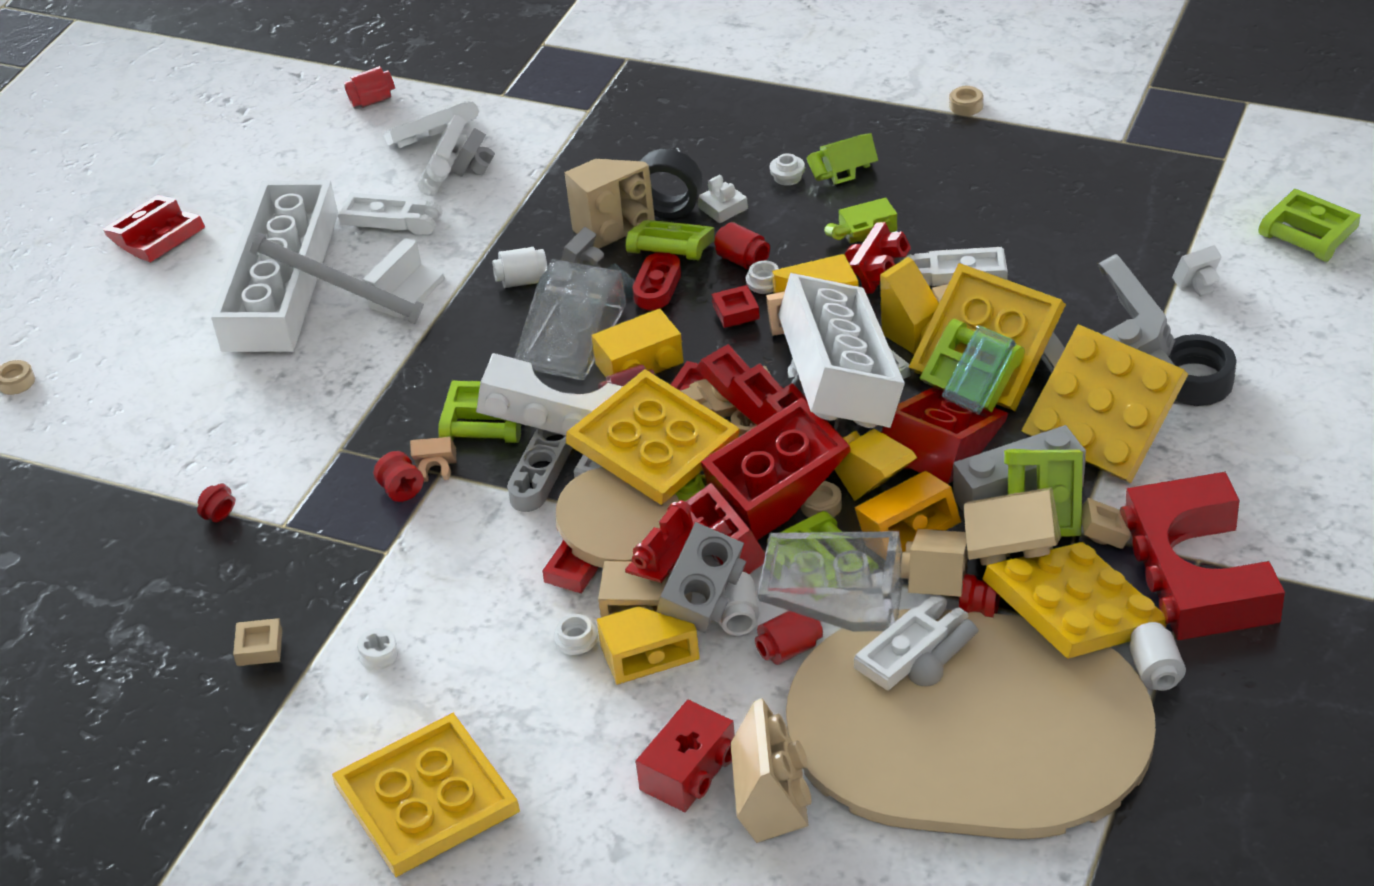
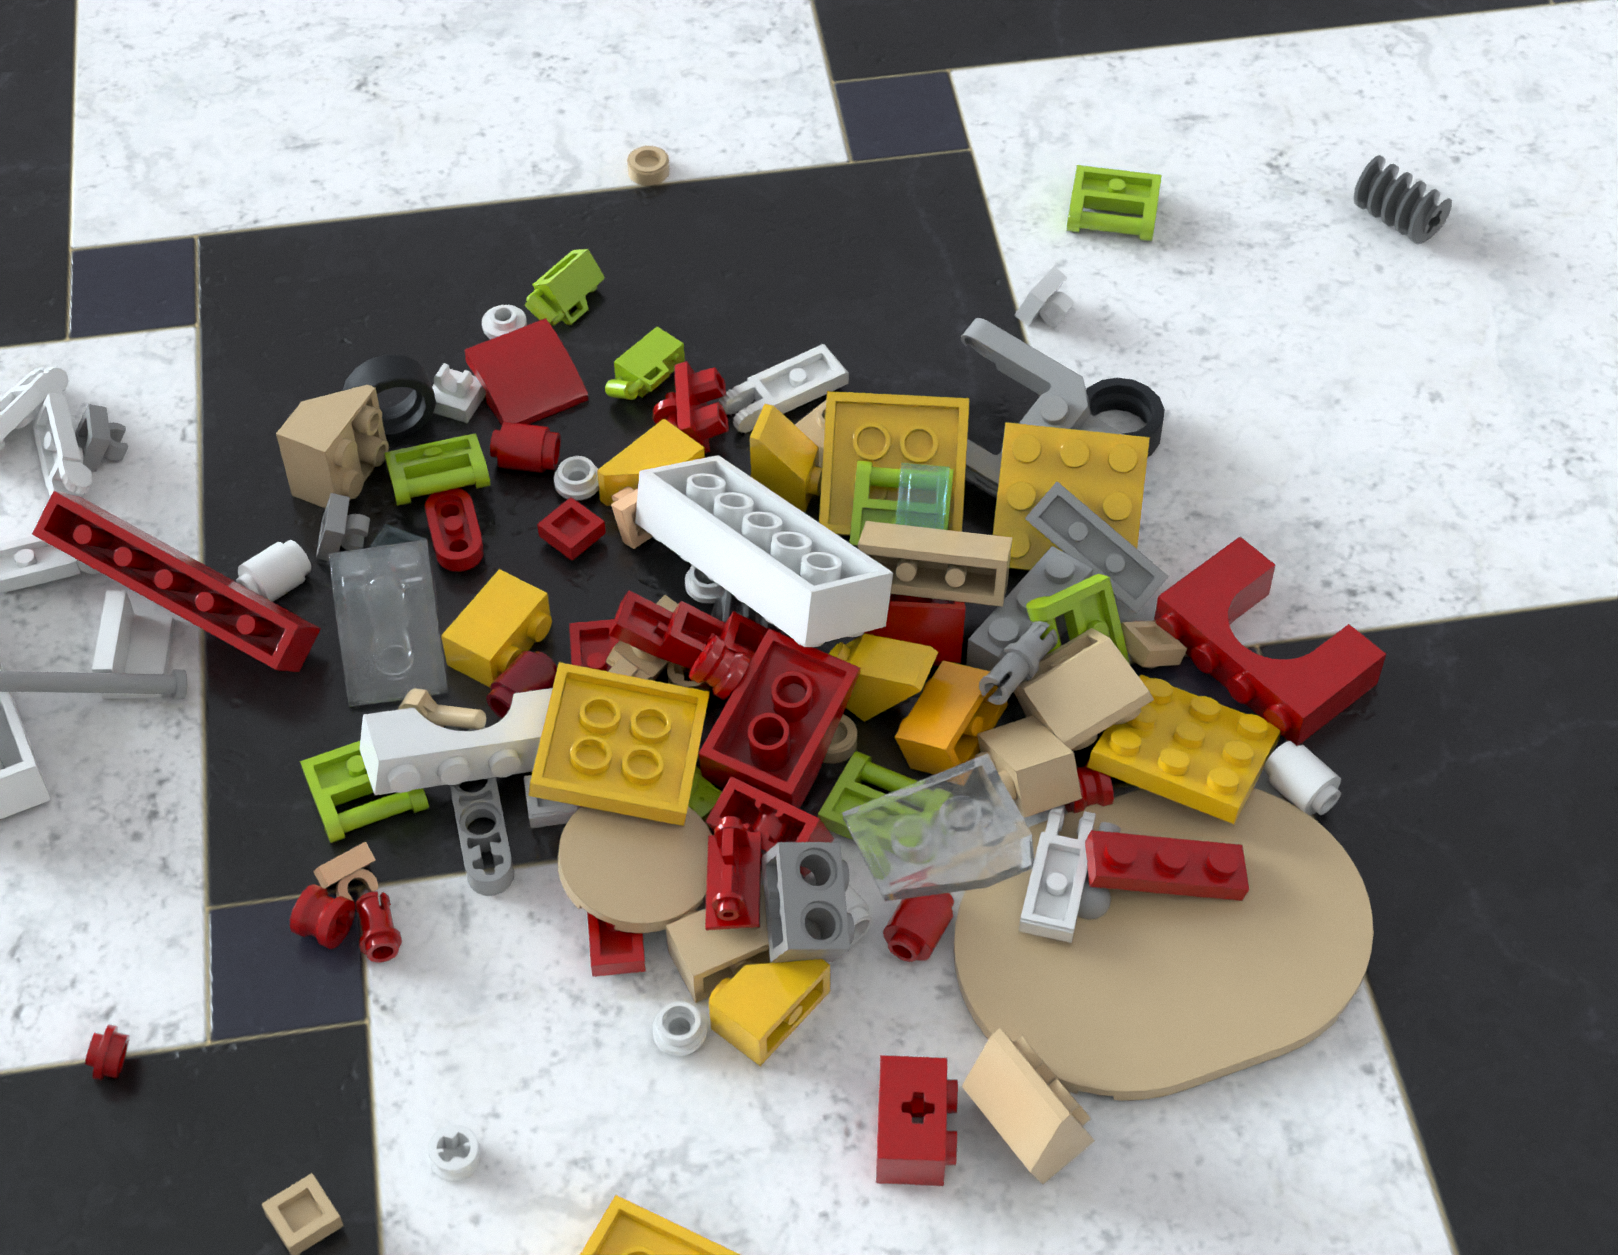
camera: 35 degrees left, 10 degrees up
(425, 503) = (379, 937): none -> red pin
(450, 247) = (176, 582): none -> red brick
(554, 380) = (442, 714): none -> tan bar
(751, 409) = (719, 667): none -> red wheel
(777, 202) = (526, 374): none -> red slope
(962, 402) = (940, 562): none -> tan brick
(972, 485) = (1018, 662): none -> light grey pin
(994, 666) = (1166, 865): none -> red plate
(1101, 438) = (1096, 544): none -> light grey plate

